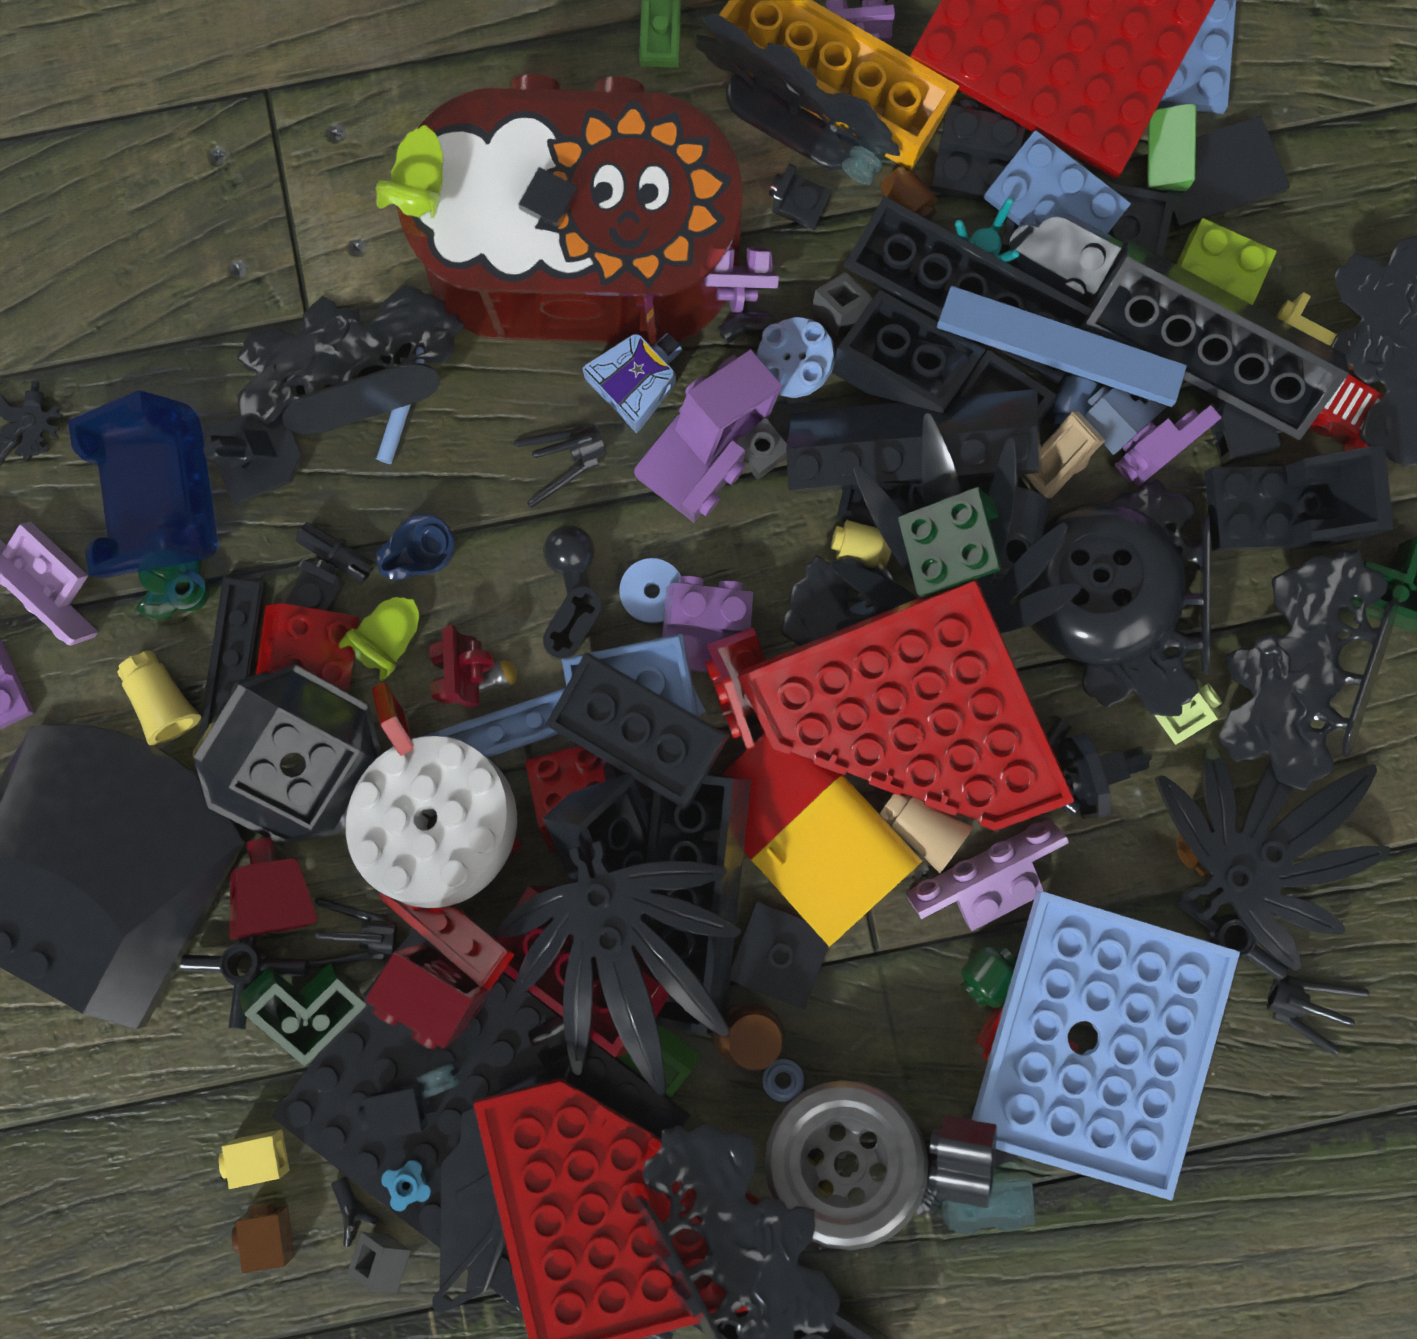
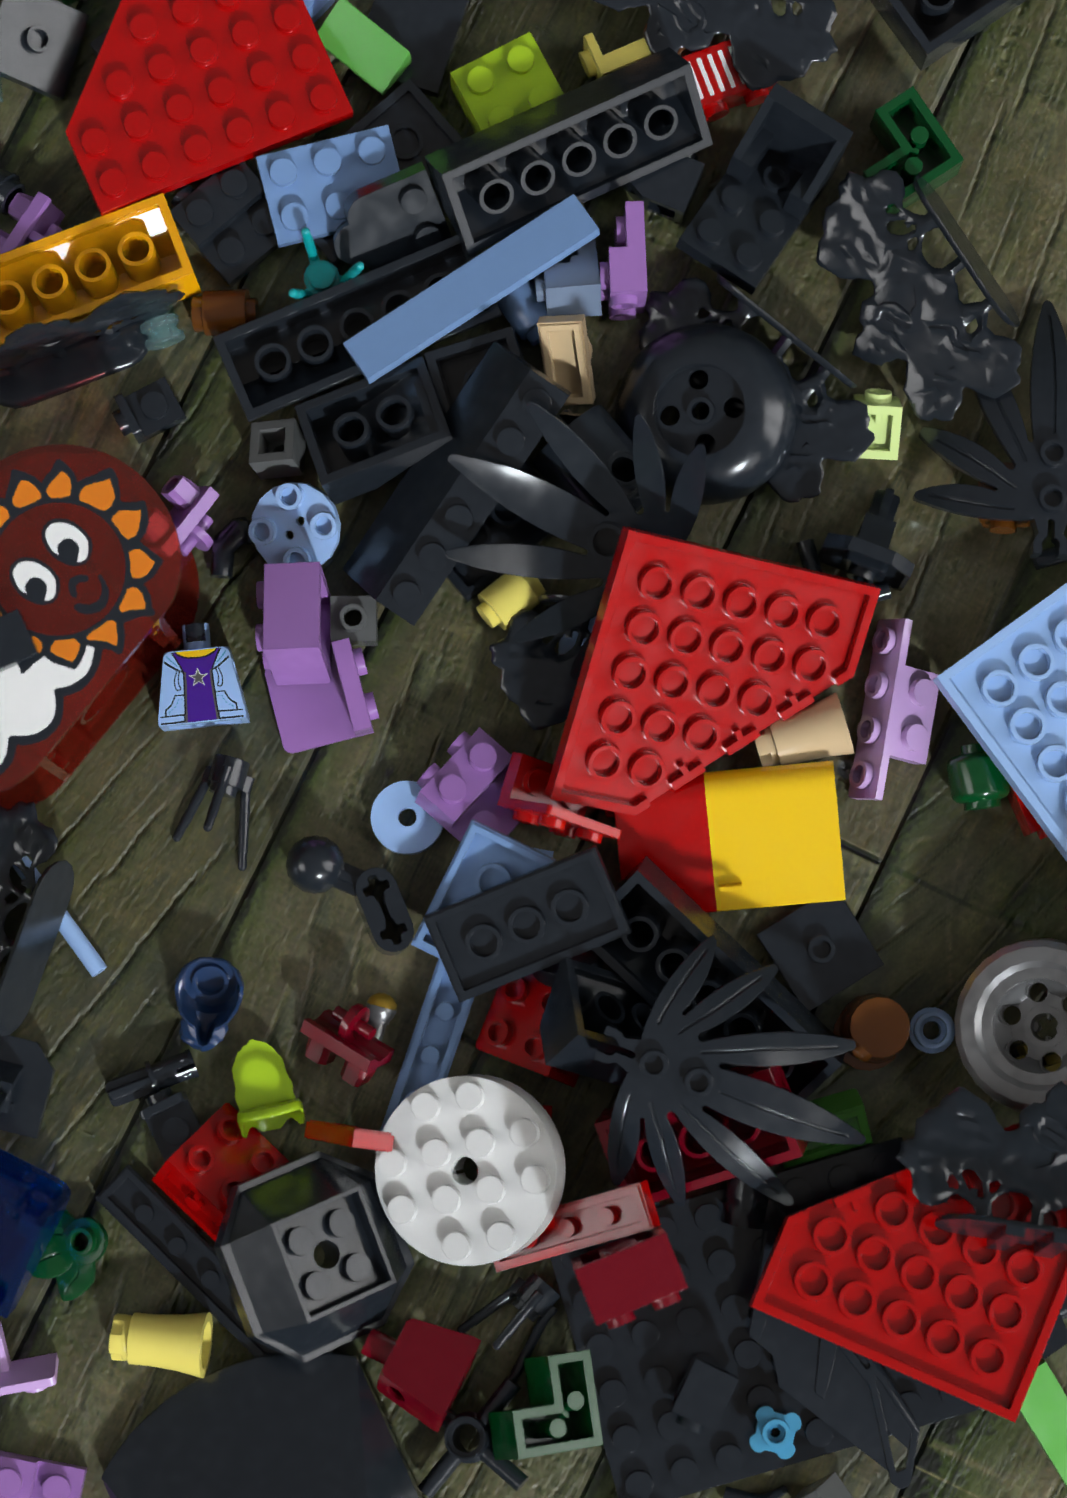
camera: 55 degrees left, 0 degrees up
(438, 1080) = (704, 1334): clear light blue bush -> none
(951, 541) = (577, 523): bracket -> none

